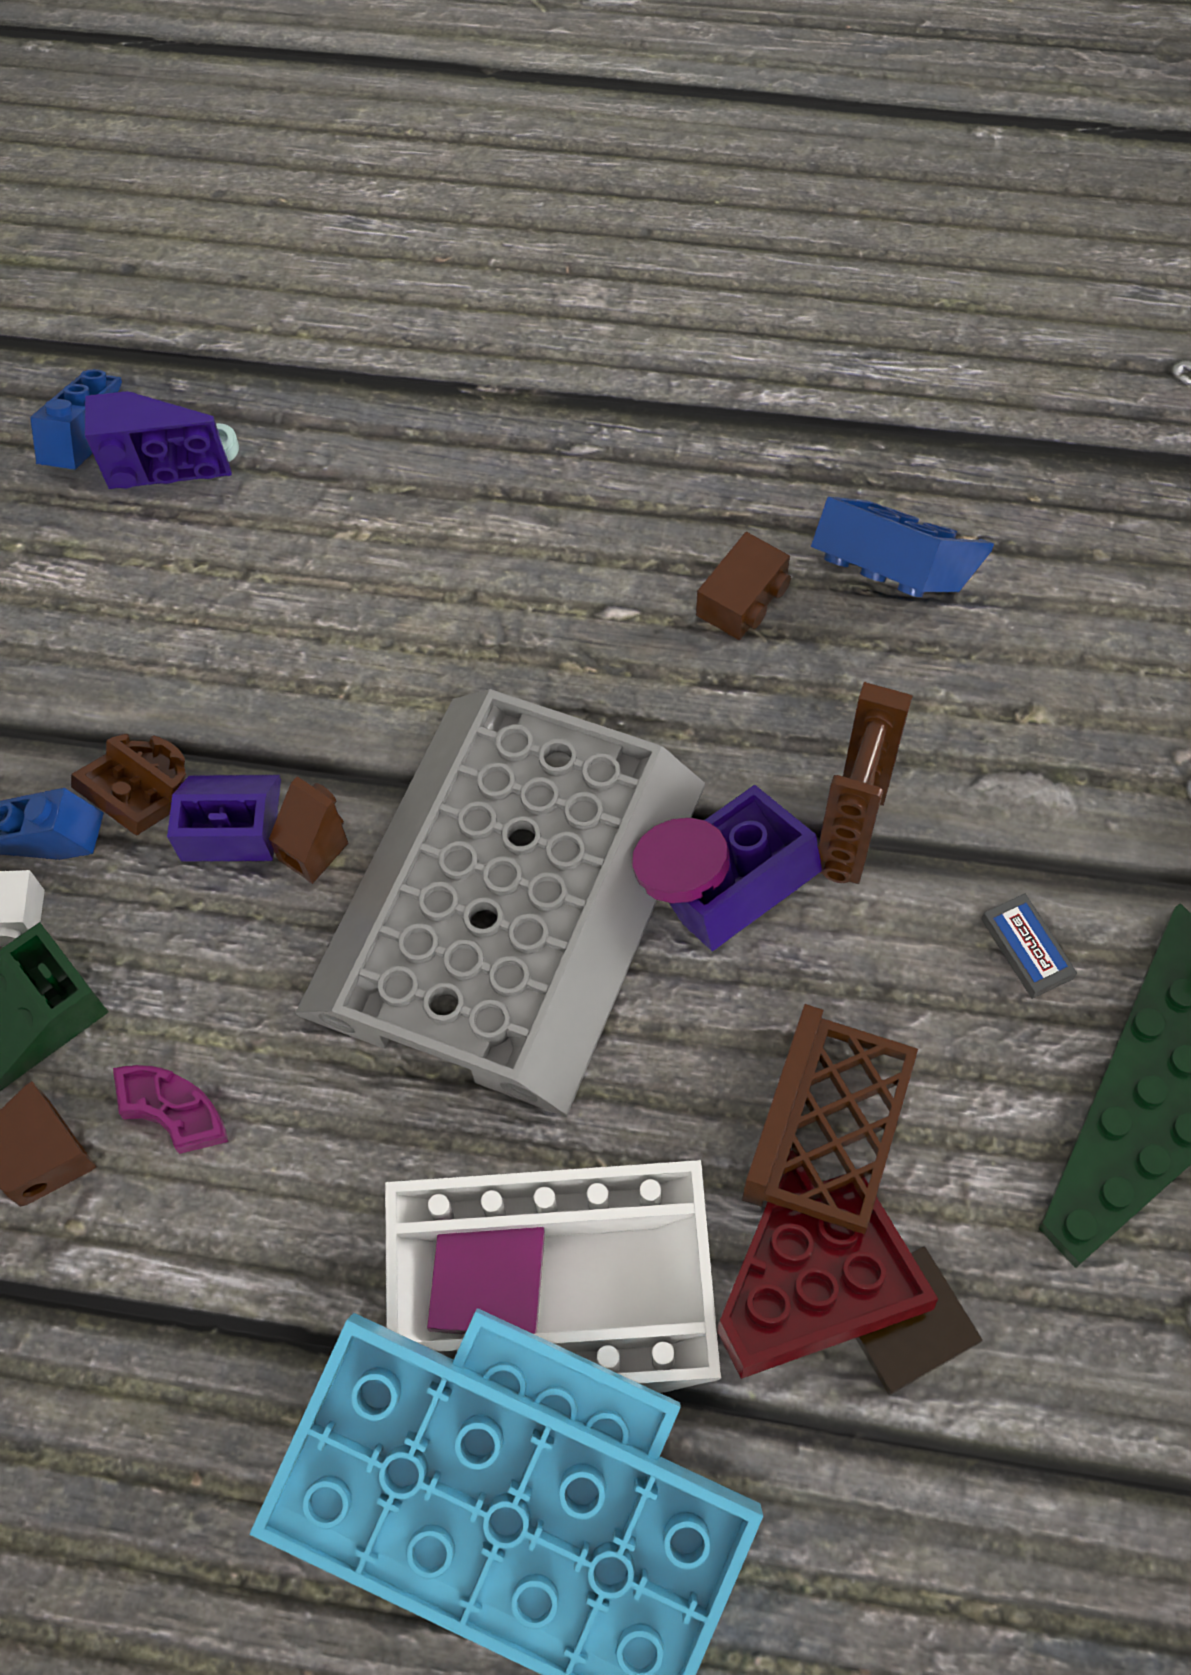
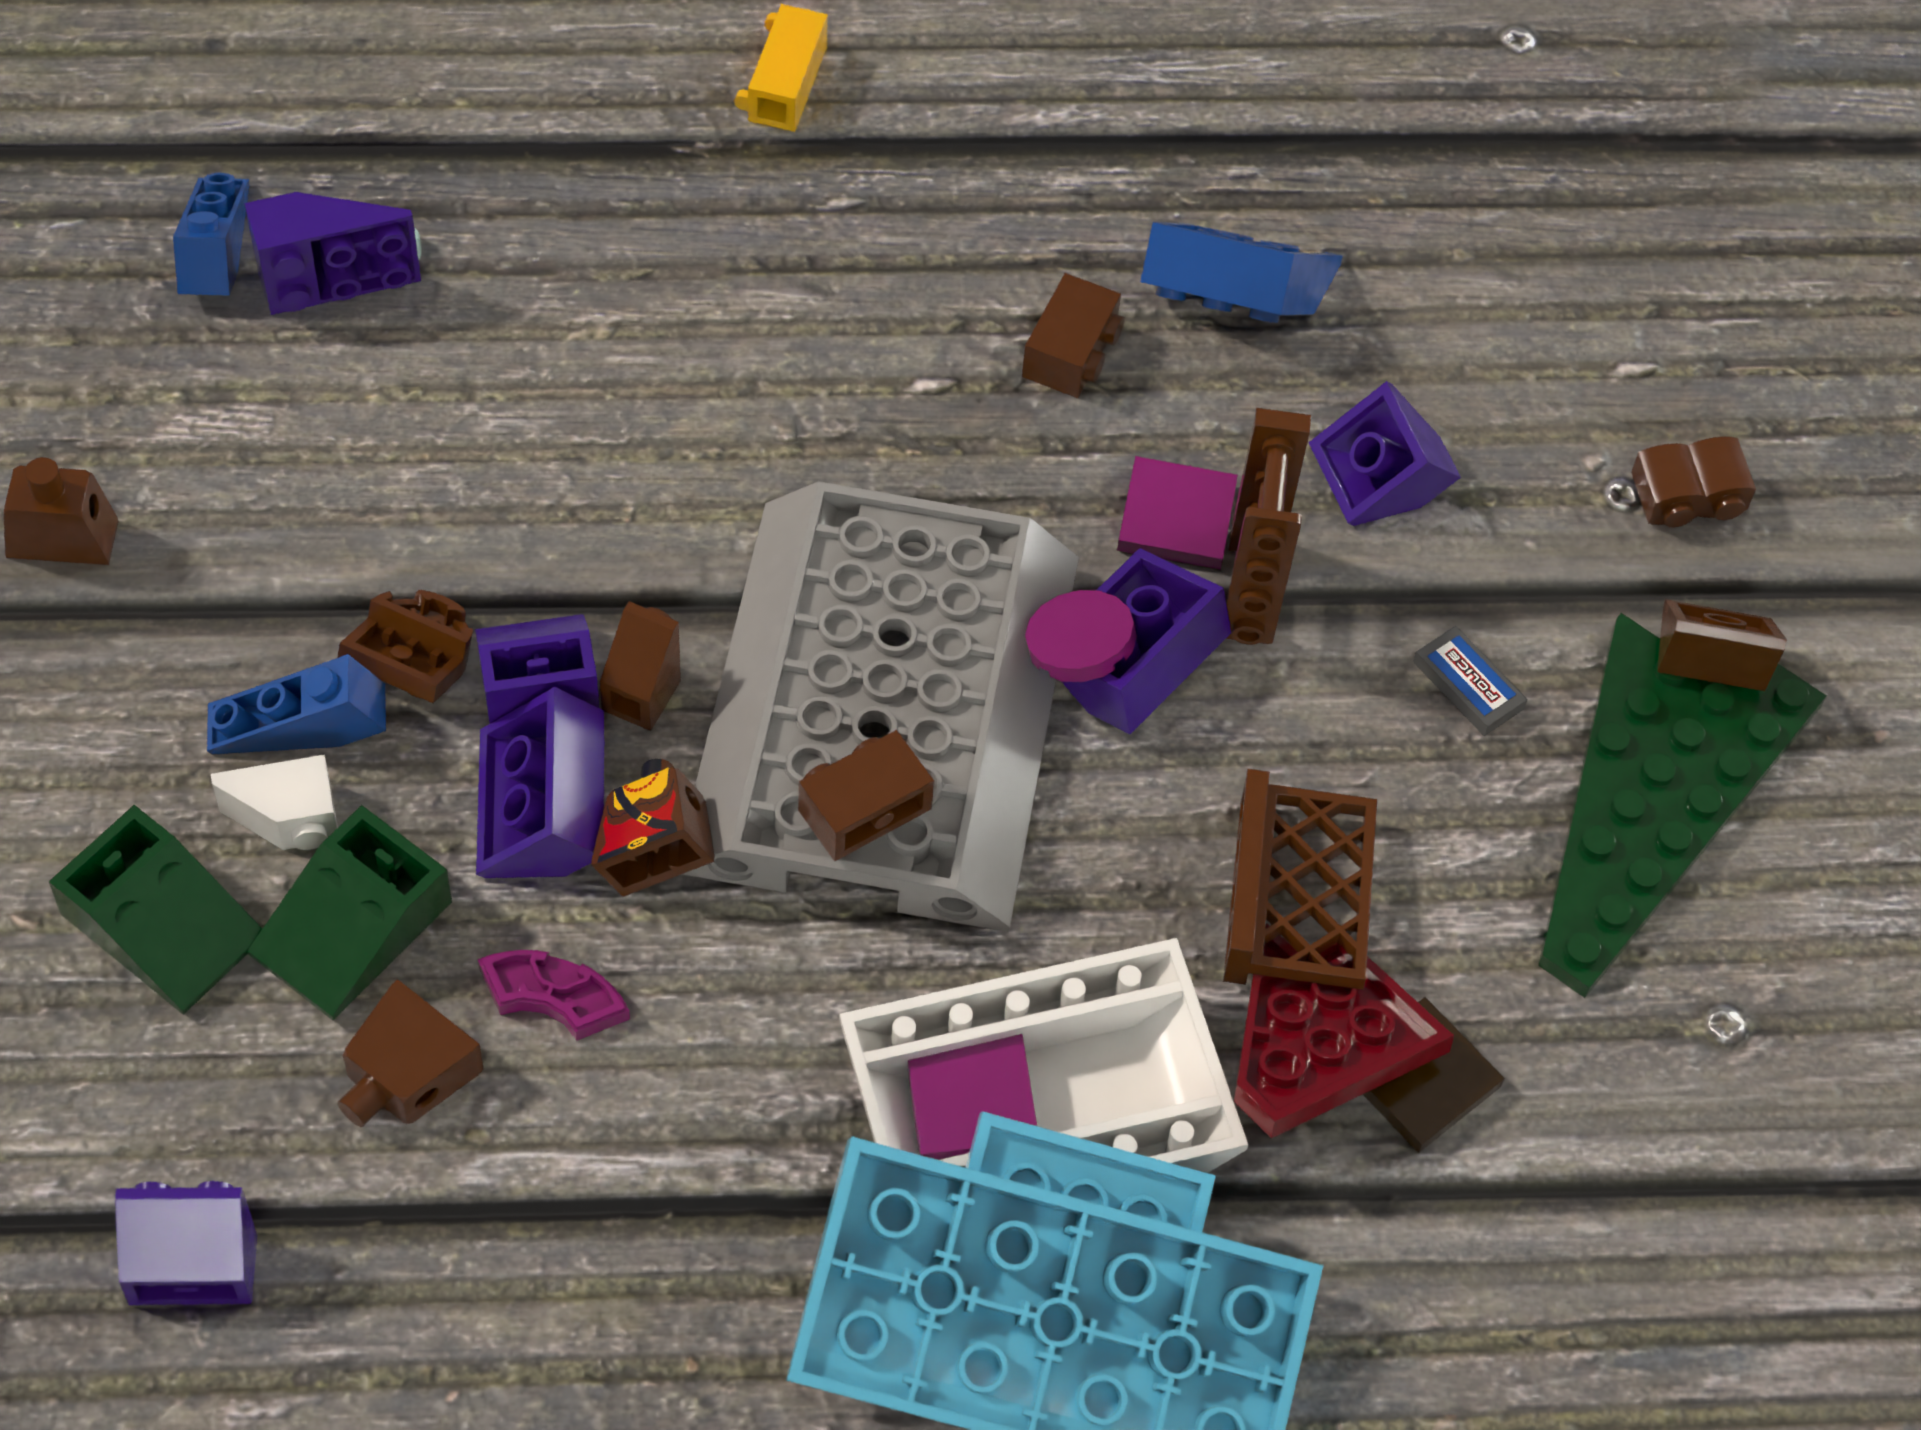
camera: 20 degrees left, 5 degrees down
(204, 925) = (540, 788): none -> dark purple slope
(279, 978) = (652, 830): none -> reddish brown torso
(449, 983) = (865, 794): none -> reddish brown brick
(560, 332) = (785, 68): none -> yellow brick
(798, 753) = (1178, 512): none -> magenta tile
(991, 730) = (1383, 458): none -> dark purple slope

